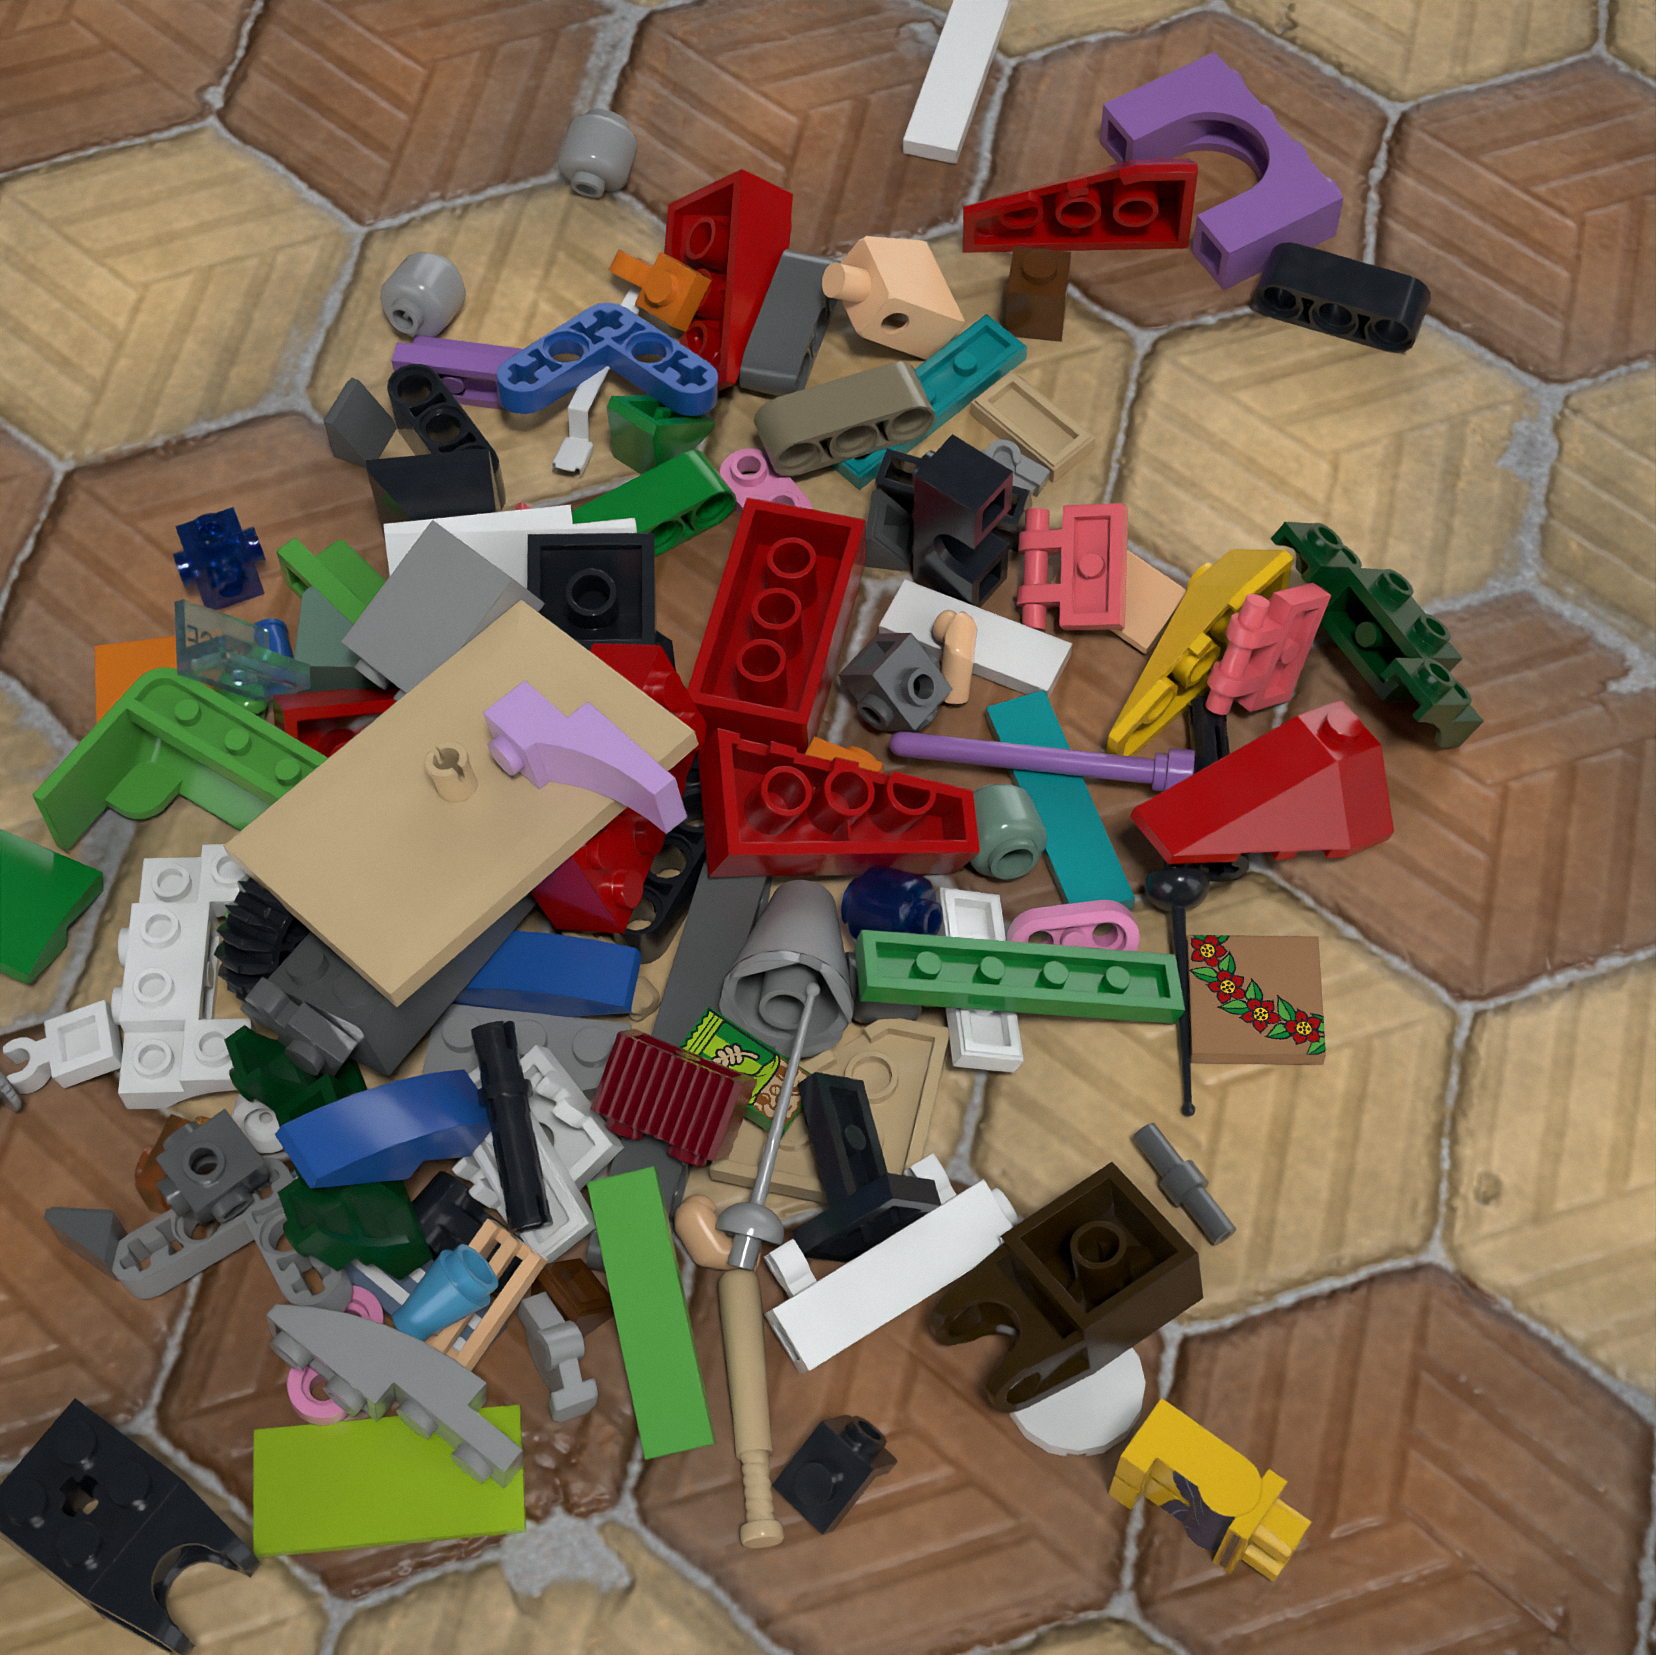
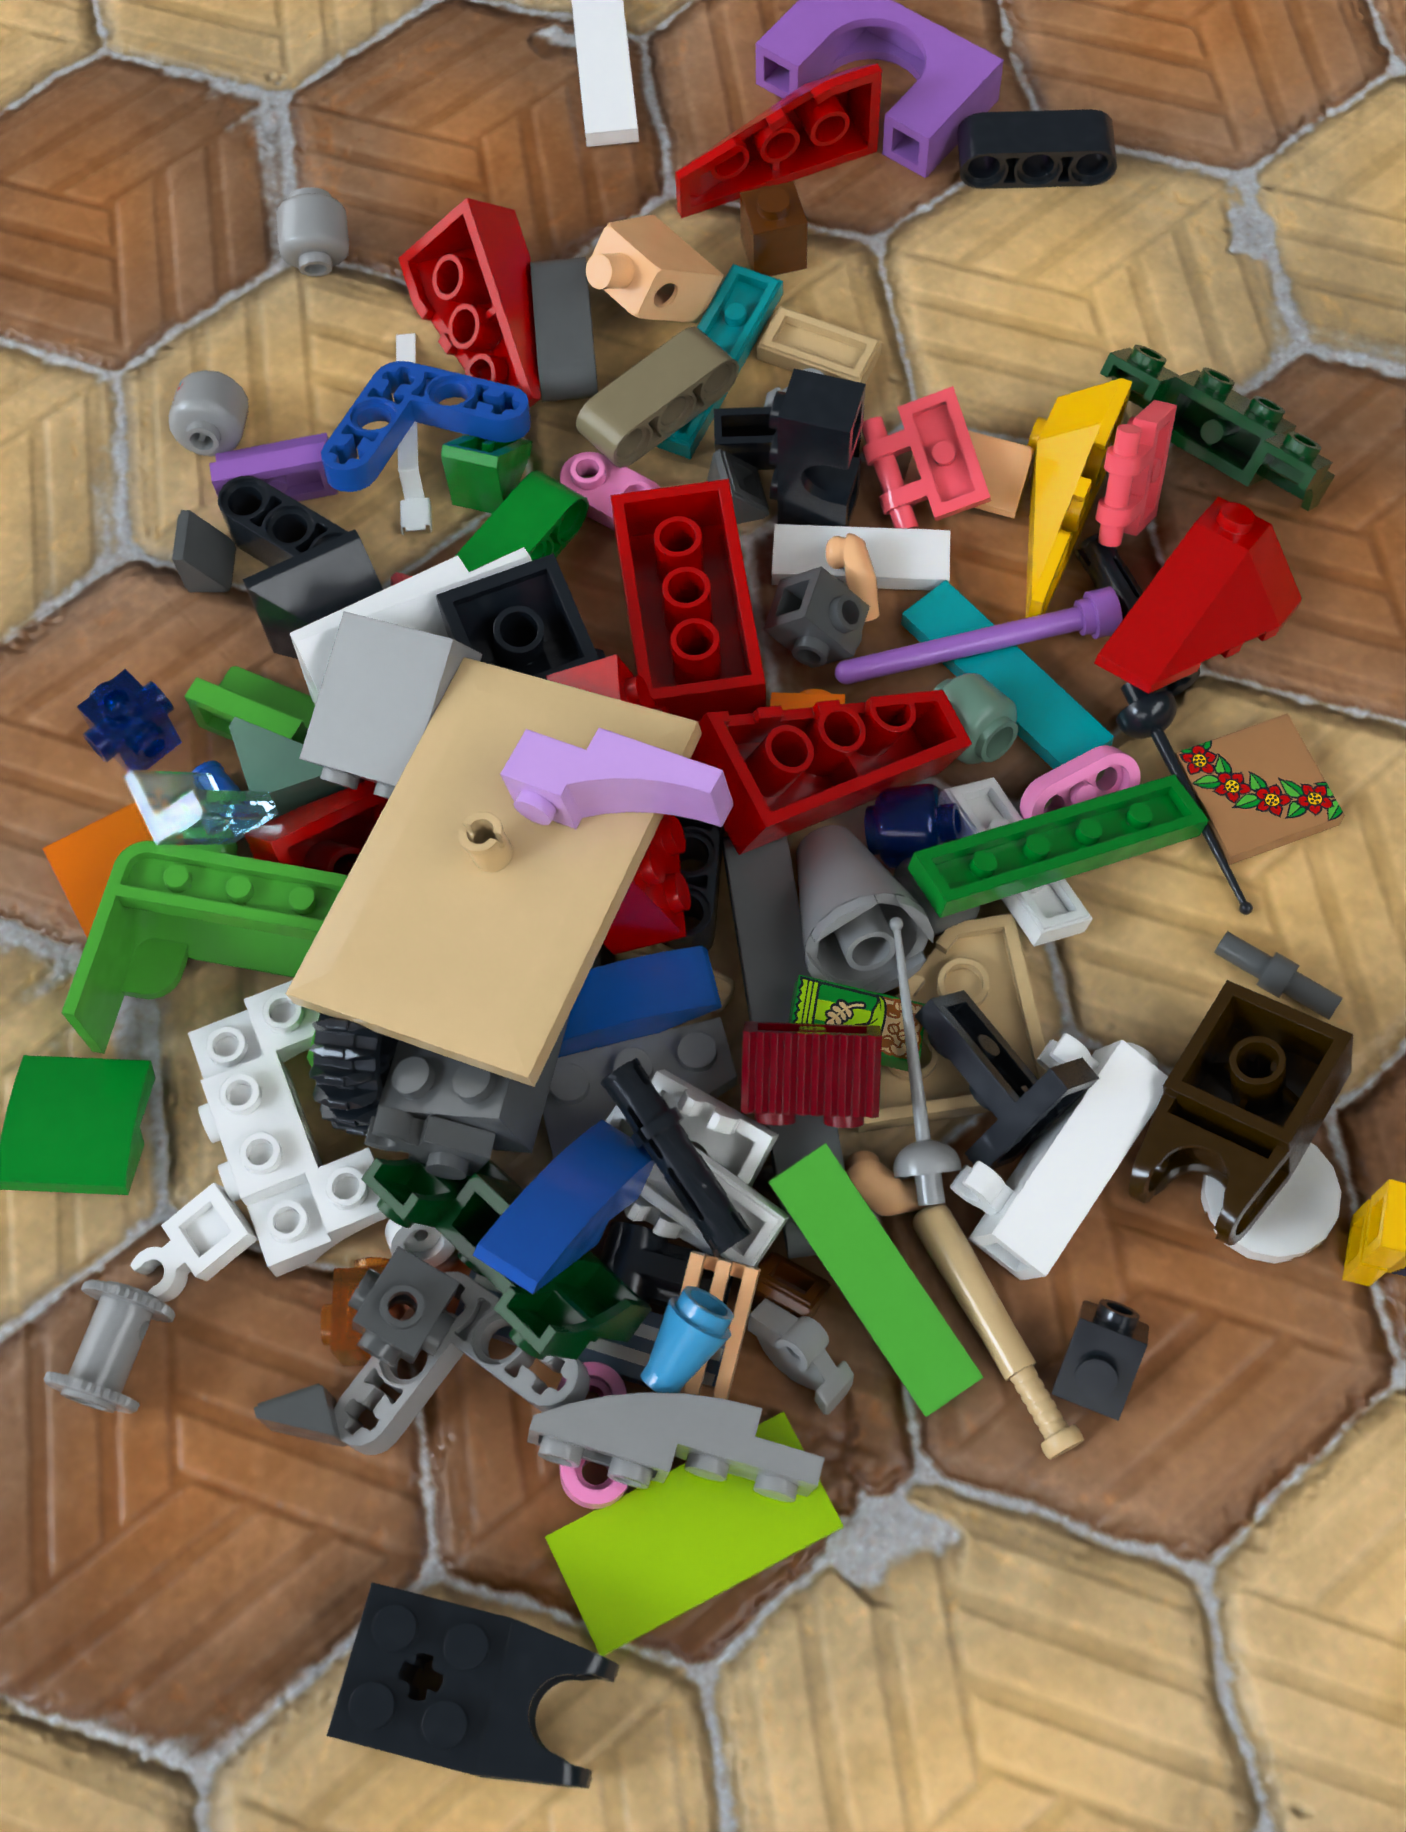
camera: 20 degrees left, 5 degrees up
(668, 287) = (437, 332): orange plate -> none

